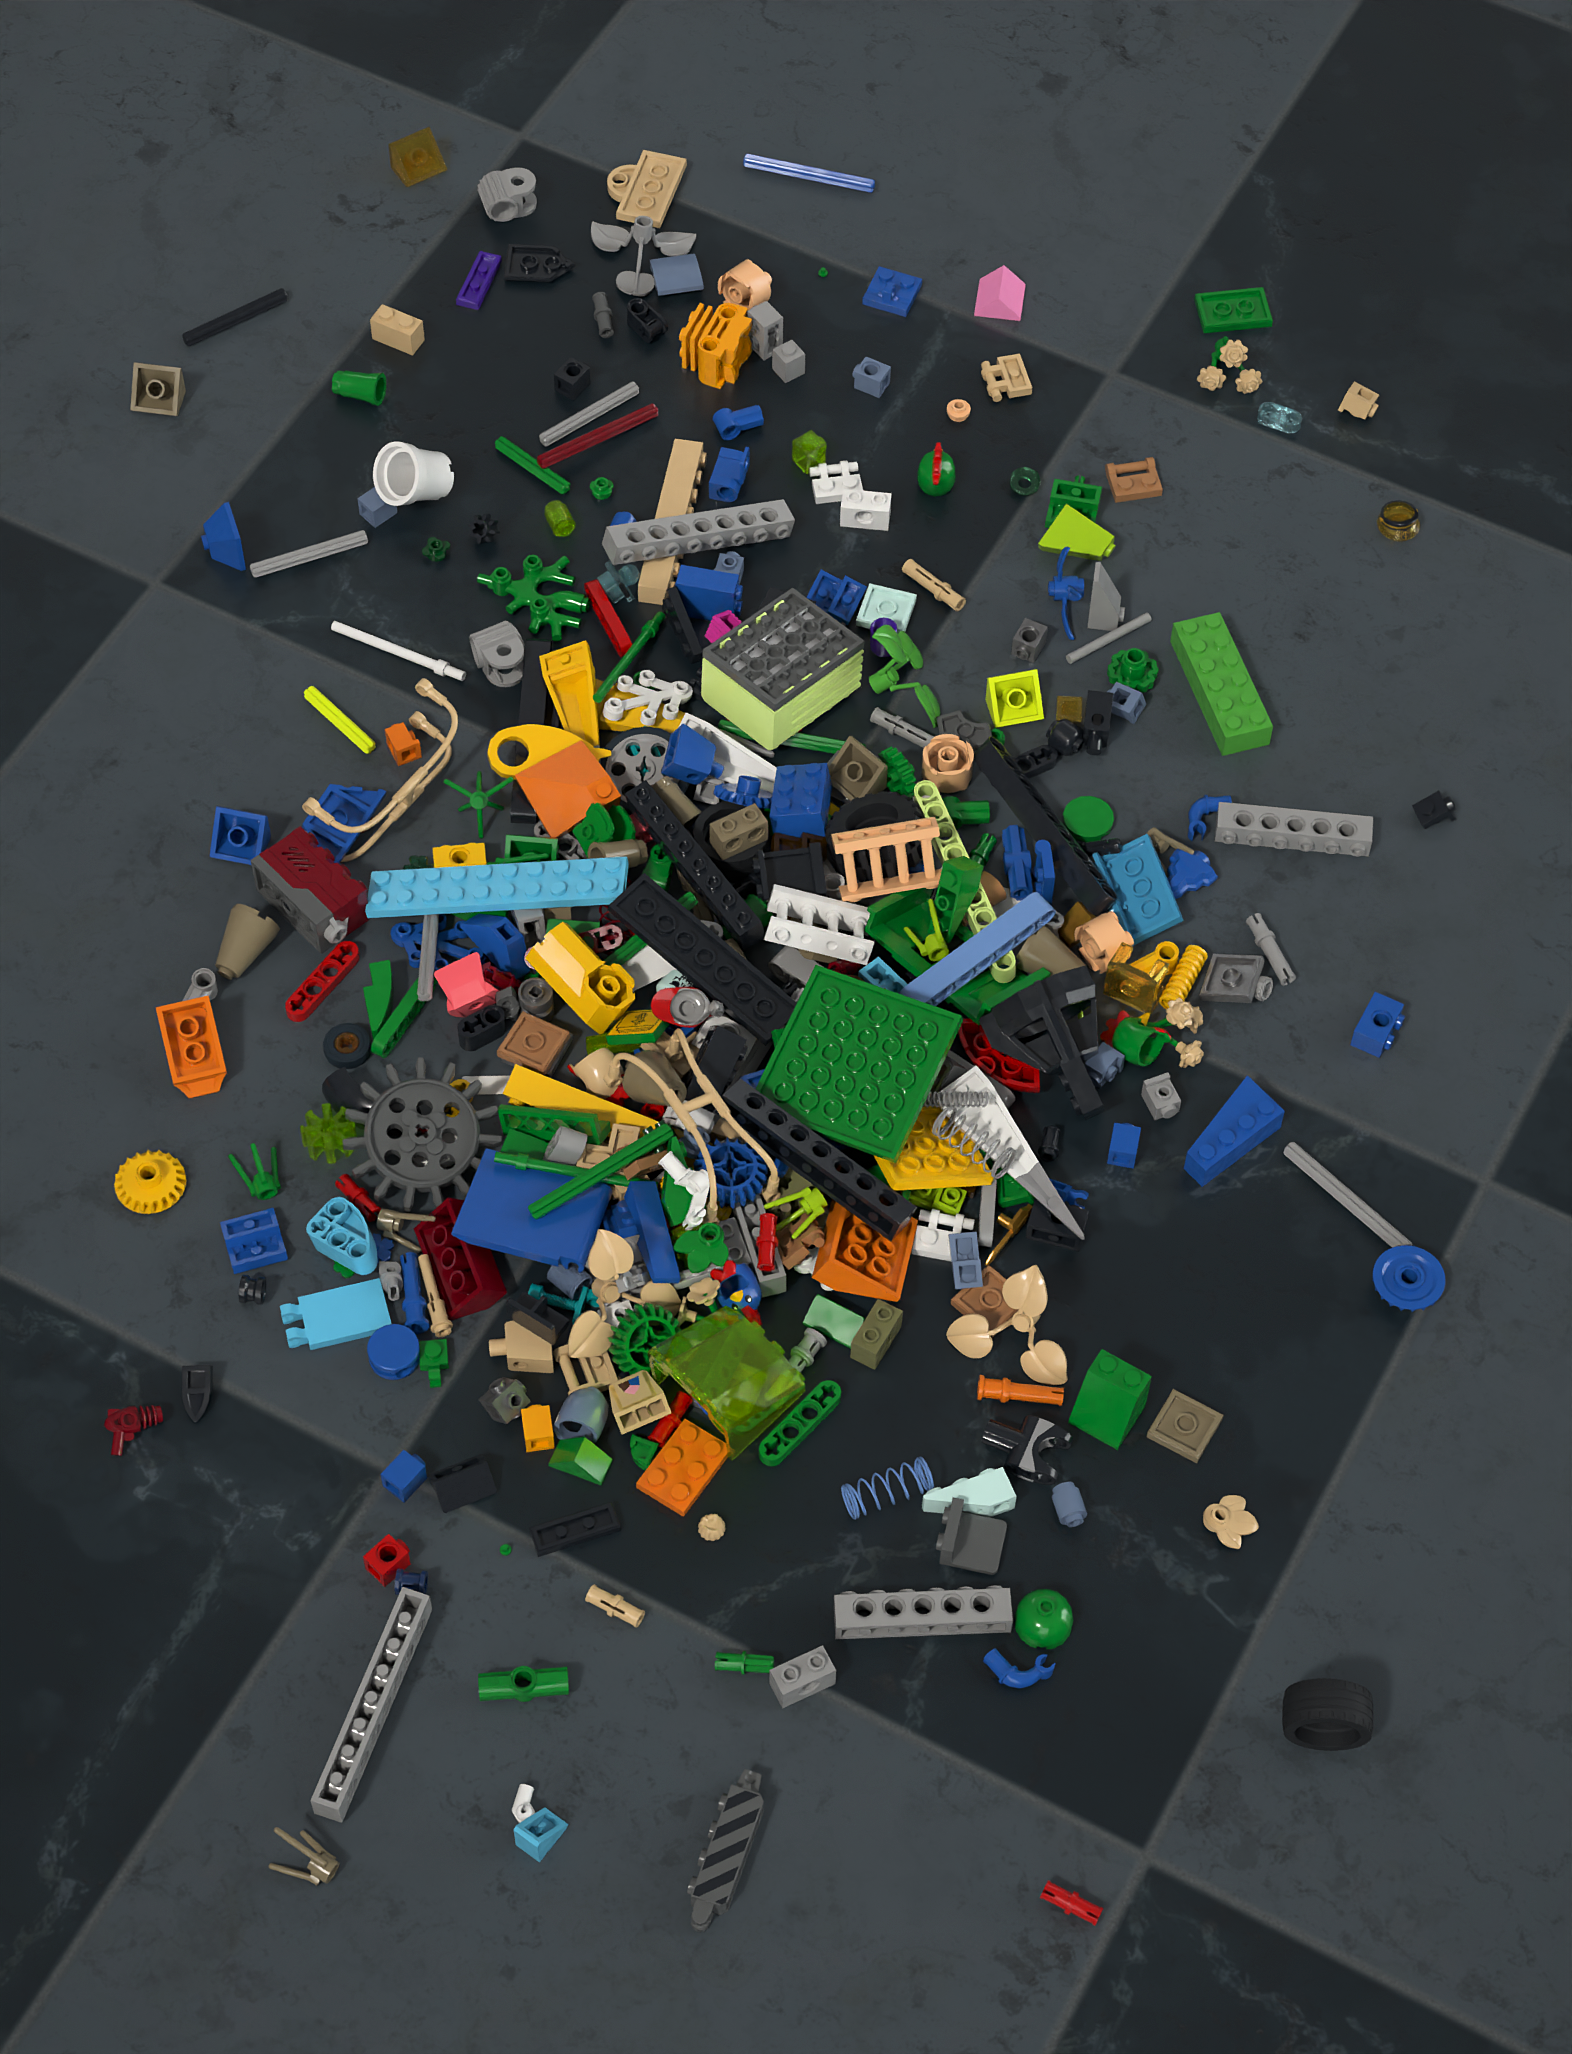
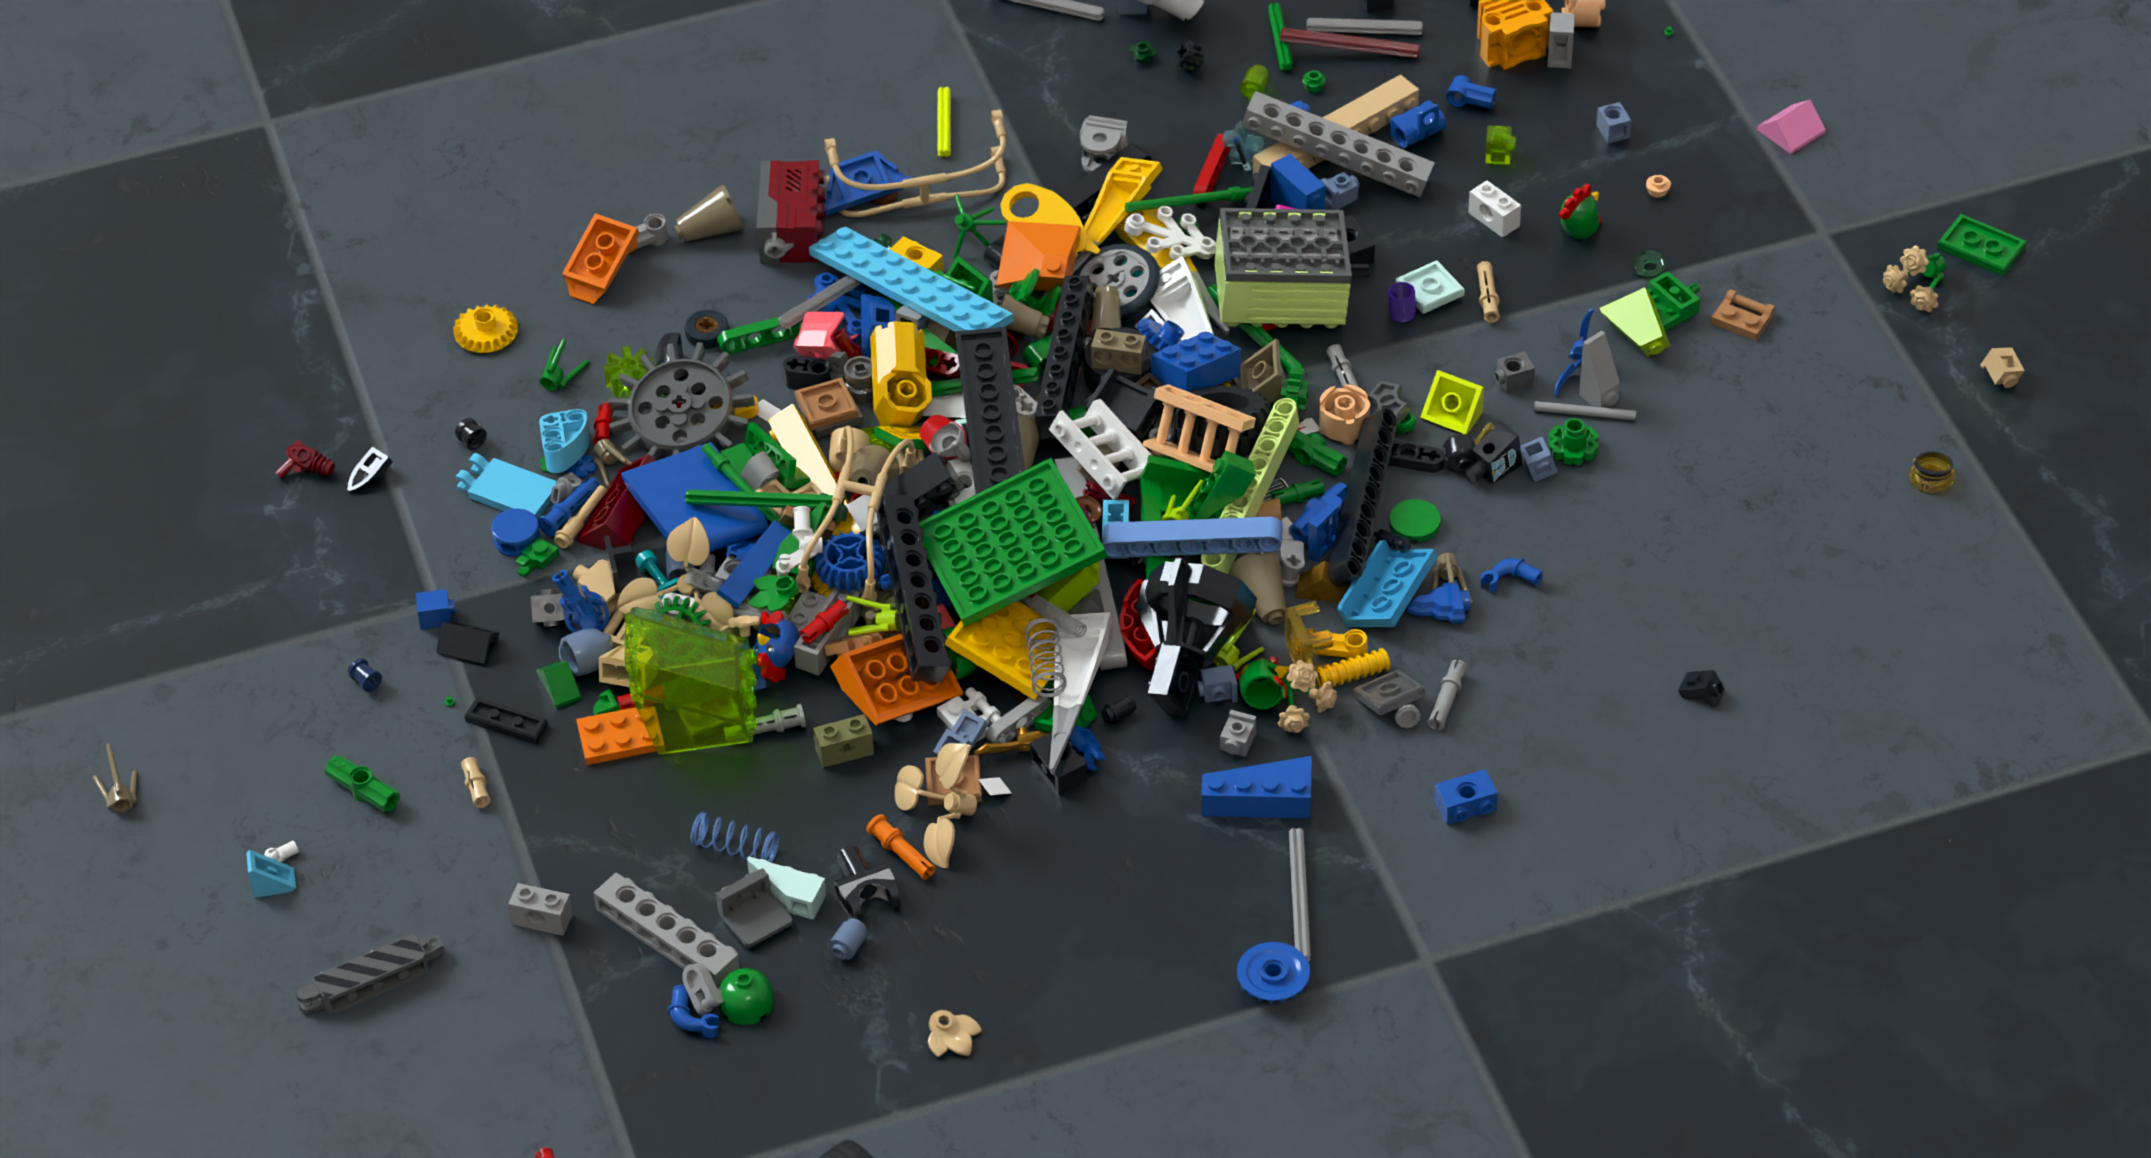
camera: 45 degrees right, 10 degrees down
(239, 835) = (785, 144): blue slope -> none
(253, 1240) = (508, 407): blue slope -> none
(318, 979) = (737, 275): red beam -> none
(371, 1705) = (254, 723): light grey brick -> none
(379, 995) = (771, 304): green slope -> none
(386, 1571) = (366, 646): red brick -> none
(402, 744) = (966, 157): orange brick -> none
(440, 667) = (1053, 128): white bar -> none
(537, 1428) = (547, 639): light orange brick -> none
(541, 606) = (1170, 126): green plant -> none
(546, 1381) = (580, 605): none -> blue pin
(690, 757) = (1149, 287): blue torso -> none
(690, 1143) = (847, 521): sand blue wheel -> none
(711, 1527) = (595, 782): tan piece -> none
(744, 1662) = (513, 873): green axle -> none
(788, 361) = (1558, 74): light grey brick -> none
(803, 1425) = (729, 765): green beam -> none
(831, 488) = (1508, 185): white plate -> none
(833, 1320) = (825, 708): slope -> none
(836, 596) = (1400, 255): blue slope -> none
(892, 291) = (1707, 74): blue hinge -> none
(902, 650) = (1373, 293): bright green plant -> none
(943, 1199) = (996, 691): lime slope -> none
(1002, 1636) = (699, 981): none -> light grey plate
(1013, 377) = (1731, 186): tan plate -> none
(1101, 940) = (1321, 590): light nougat brick -> none
(1110, 1399) = (951, 891): green slope -> none
(1124, 1145) = (1170, 745): blue brick -> none
(1184, 1426) = (995, 953): dark tan tile -> none
(1221, 684) = (1631, 492): bright green brick -> none
(1279, 417) = (1926, 340): clear light blue beam -> none
(1294, 829) = (1567, 626): light grey brick -> none

